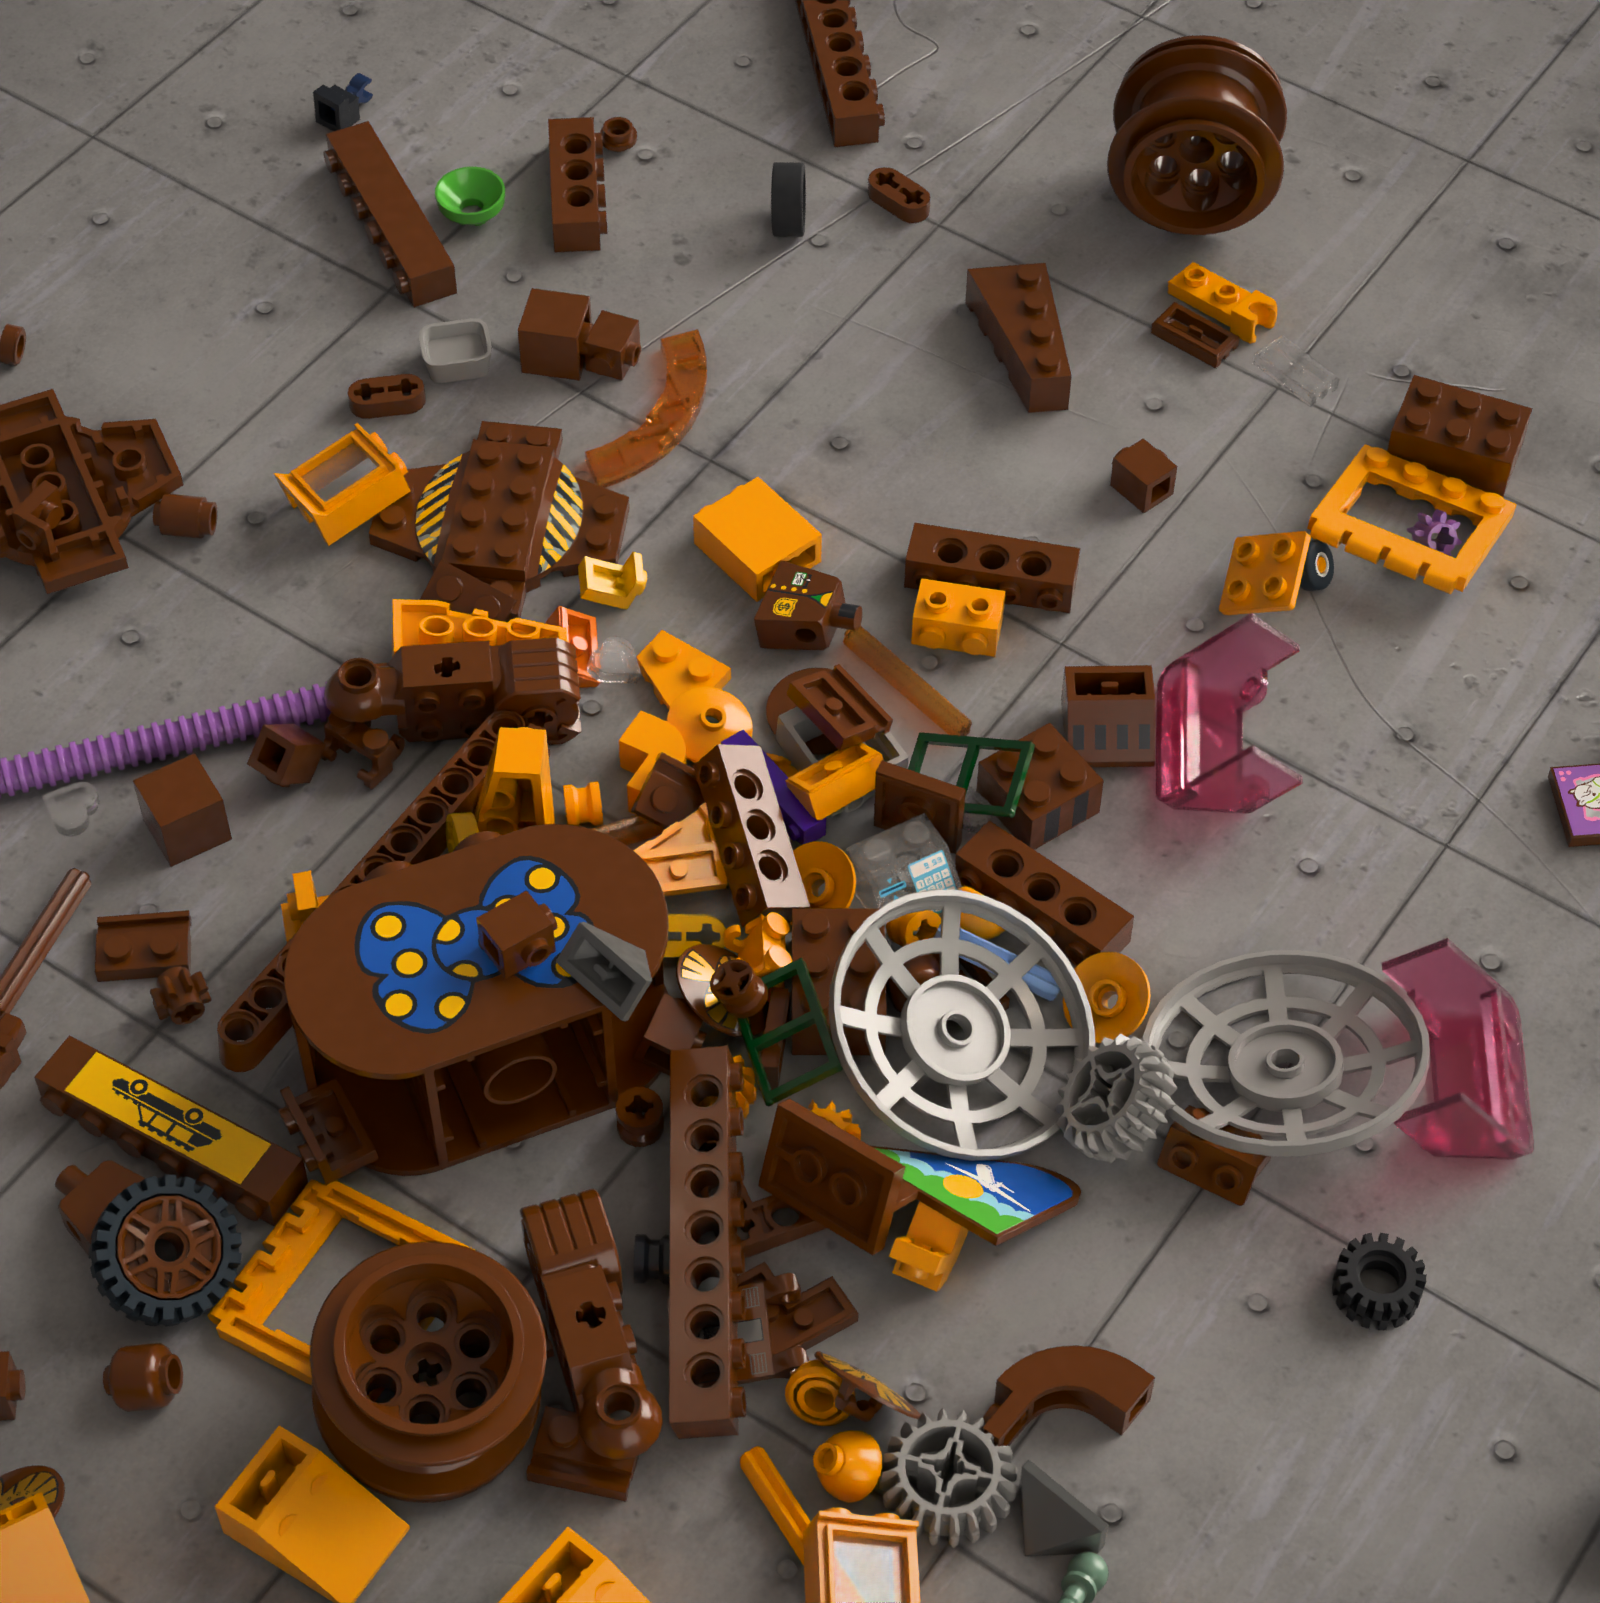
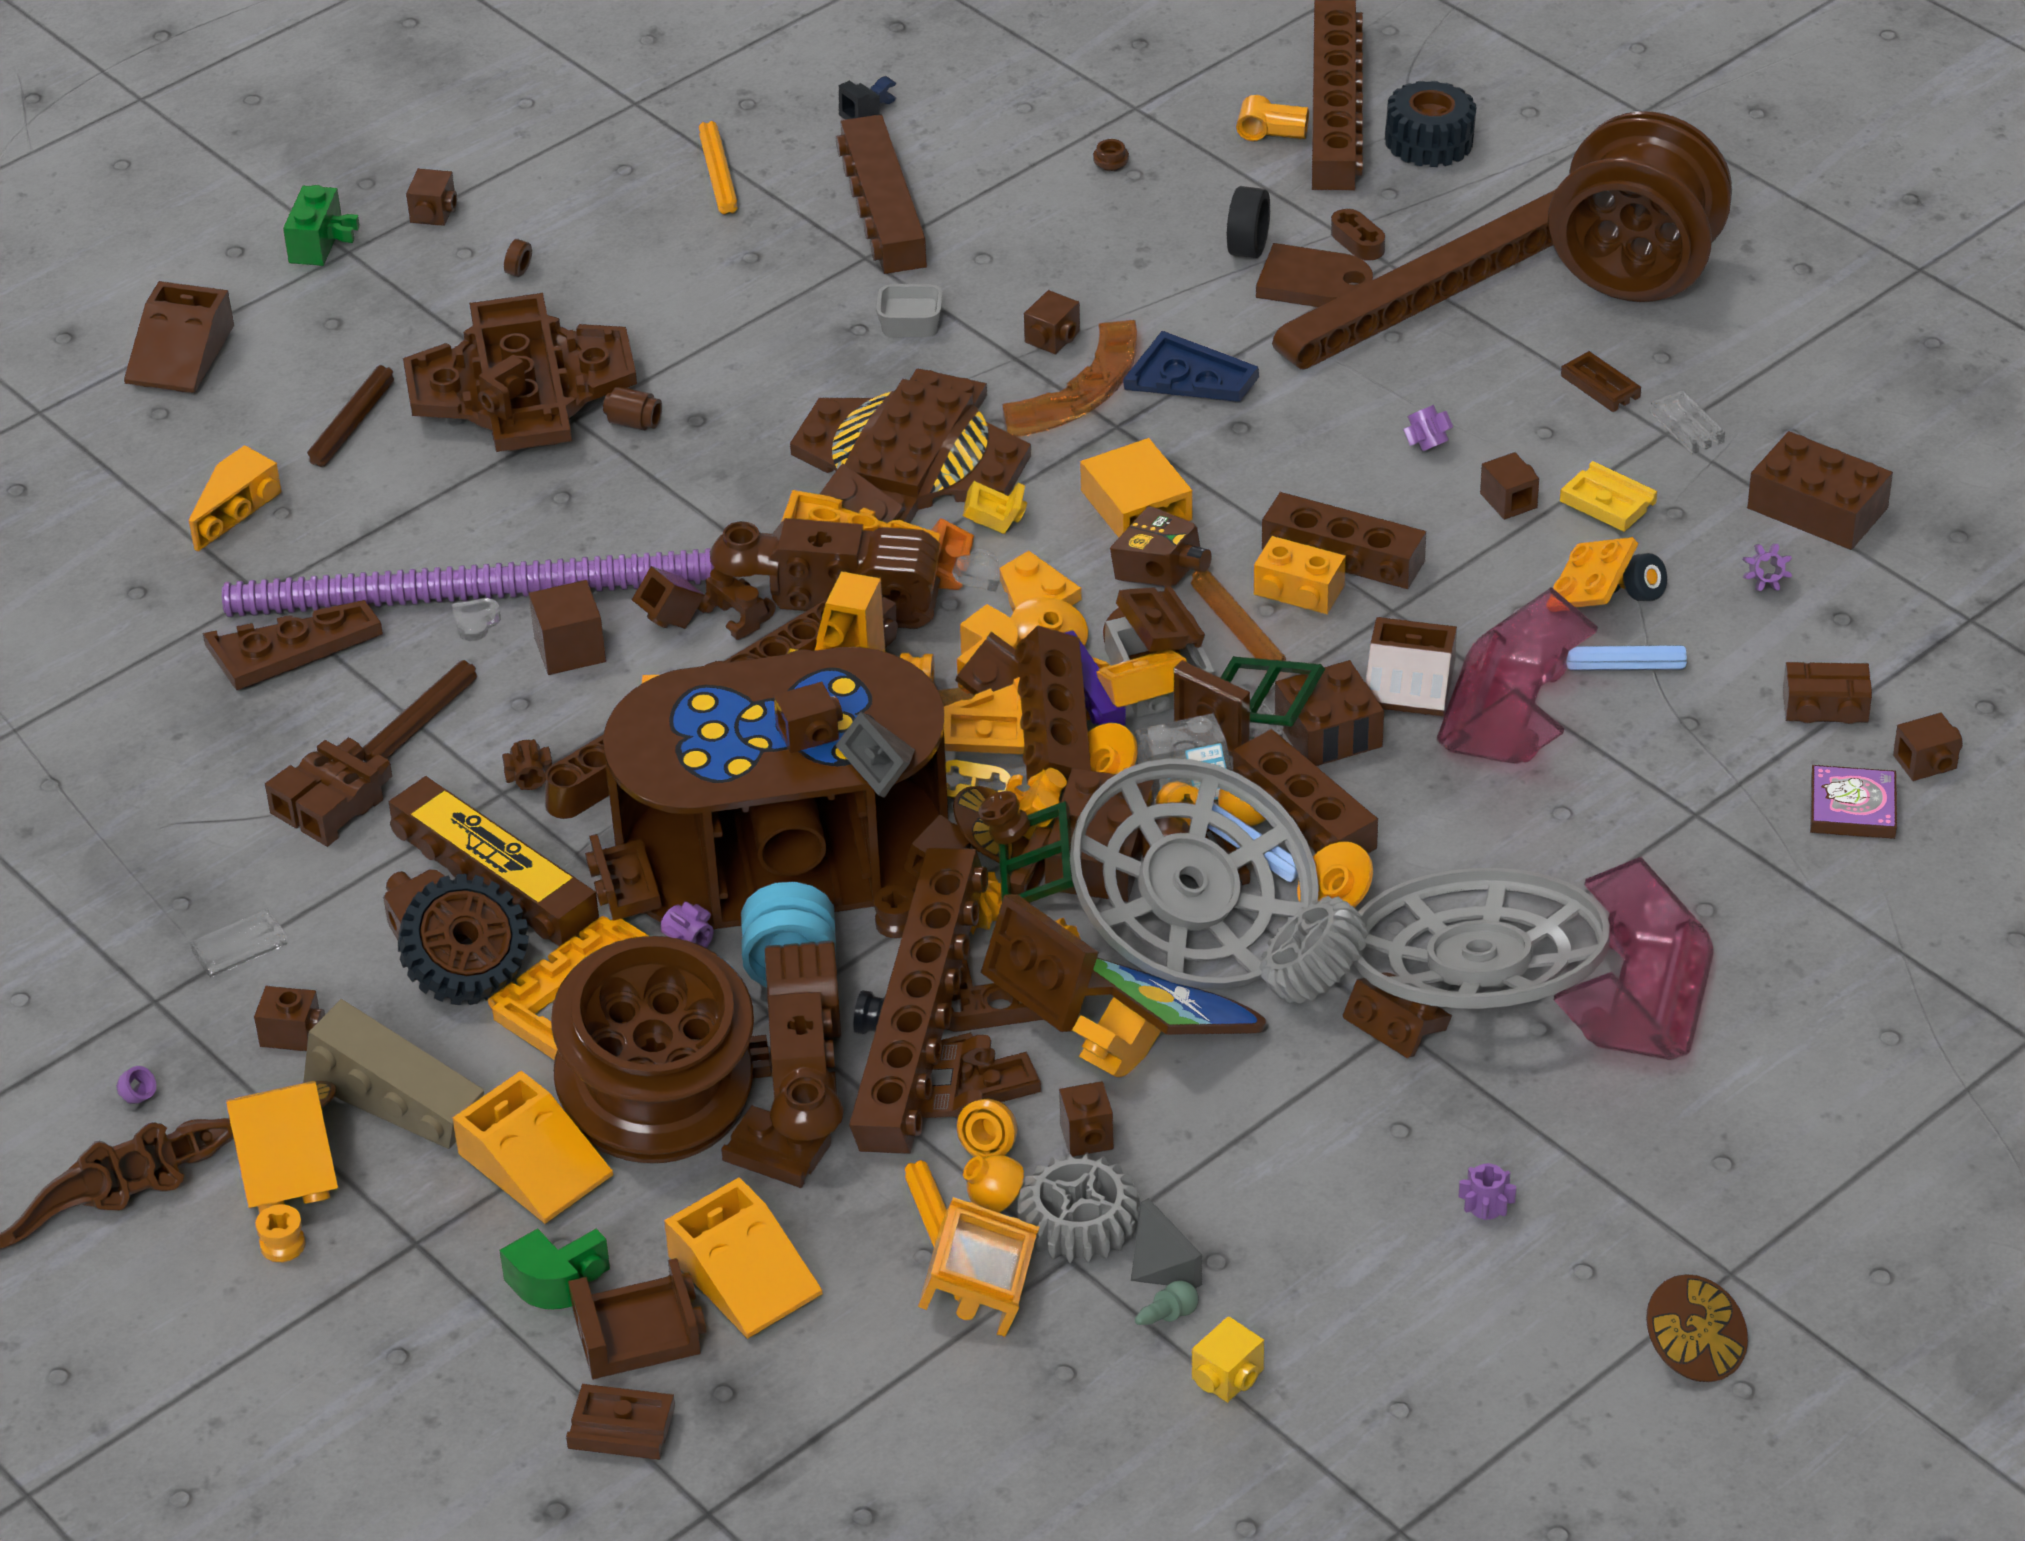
camera: 15 degrees right, 10 degrees down
(124, 1451) = (387, 1074): none -> dark tan wedge
(142, 945) = (498, 724): reddish brown plate -> none
(143, 1377) = (425, 1026): reddish brown head -> none
(203, 203) = (718, 167): none -> light orange axle
(346, 483) = (778, 398): light orange window -> none
(386, 396) = (838, 339): reddish brown beam -> none
(414, 1184) = (688, 923): none -> medium lavender gear
(470, 188) = (961, 182): bright green piece -> none
(530, 1168) = (783, 916): none -> medium azure wheel
(554, 334) = (997, 305): reddish brown head -> none
(574, 184) = (1058, 190): reddish brown brick -> none
(762, 72) = (1262, 118): none -> light orange piece
(773, 382) = (1191, 370): none -> dark blue wing
(856, 1378) = (1004, 1130): reddish brown shield -> none
(868, 252) = (1309, 275): none -> reddish brown tile
(925, 1358) = (1086, 1118): none -> reddish brown brick
(939, 57) = (1430, 123): none -> black wheel
(986, 241) = (1415, 285): none -> reddish brown beam
(1022, 322) = (1435, 349): reddish brown wedge -> none
(1041, 419) = (1428, 428): none -> medium lavender gear
(1071, 1379) = (1207, 1155): reddish brown arch -> none
(1224, 301) = (1637, 356): light orange plate -> none
(1246, 472) = (1608, 496): none -> yellow plate
(1326, 664) = (1627, 657): none -> light blue axle
(1374, 1305) = (1515, 1109): black tyre -> none
(1381, 1371) = (1487, 1191): none -> medium lavender gear
(1413, 481) = (1675, 543): light orange hinge -> none
(1539, 677) = (1827, 692): none -> reddish brown brick

